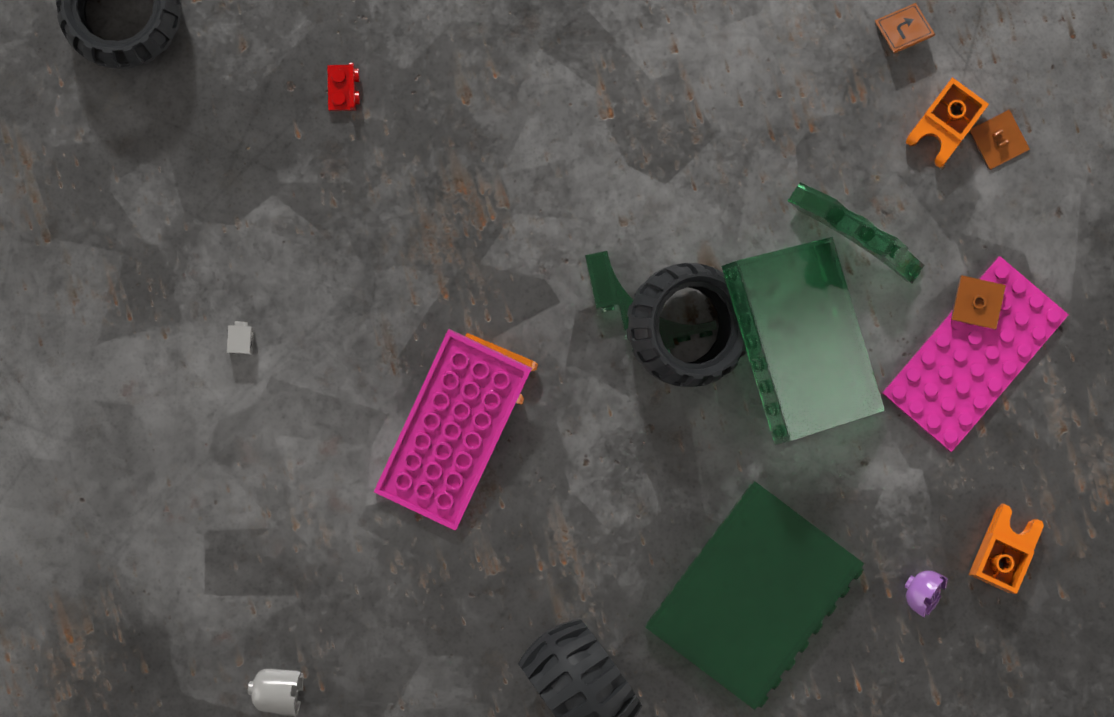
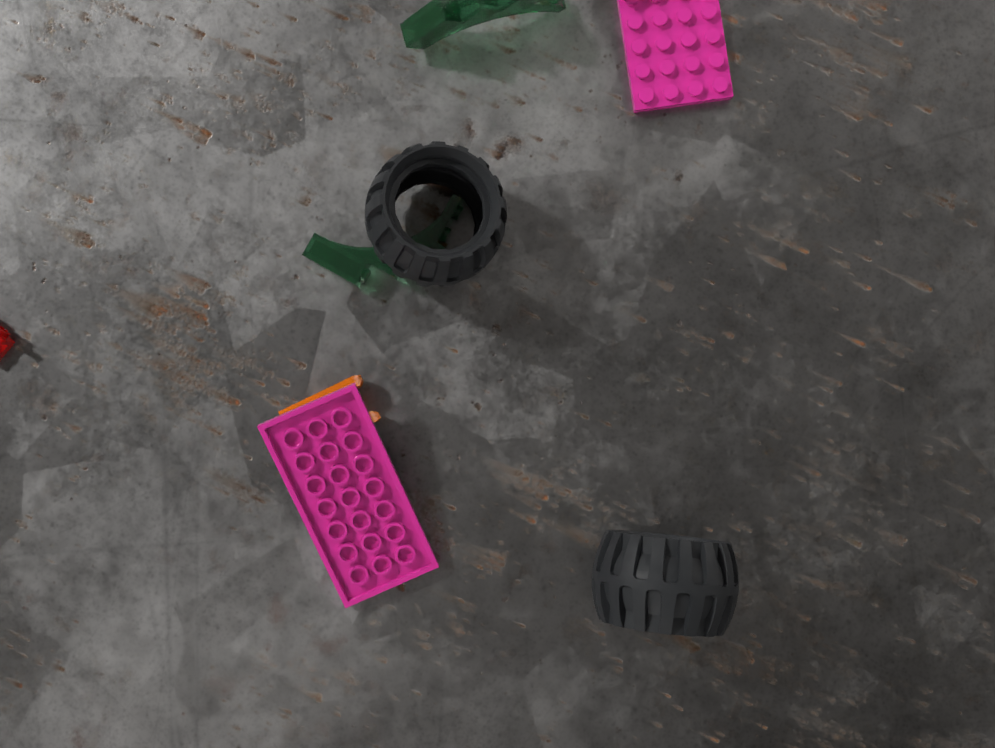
camera: 55 degrees left, 0 degrees up
(240, 338) = (116, 608): light grey brick -> none
(755, 595) = (712, 362): clear green panel -> none
(803, 339) = (531, 130): clear green panel -> none
(924, 591) = (830, 218): medium lavender cylinder -> none
(1010, 548) = (857, 126): orange brick -> none

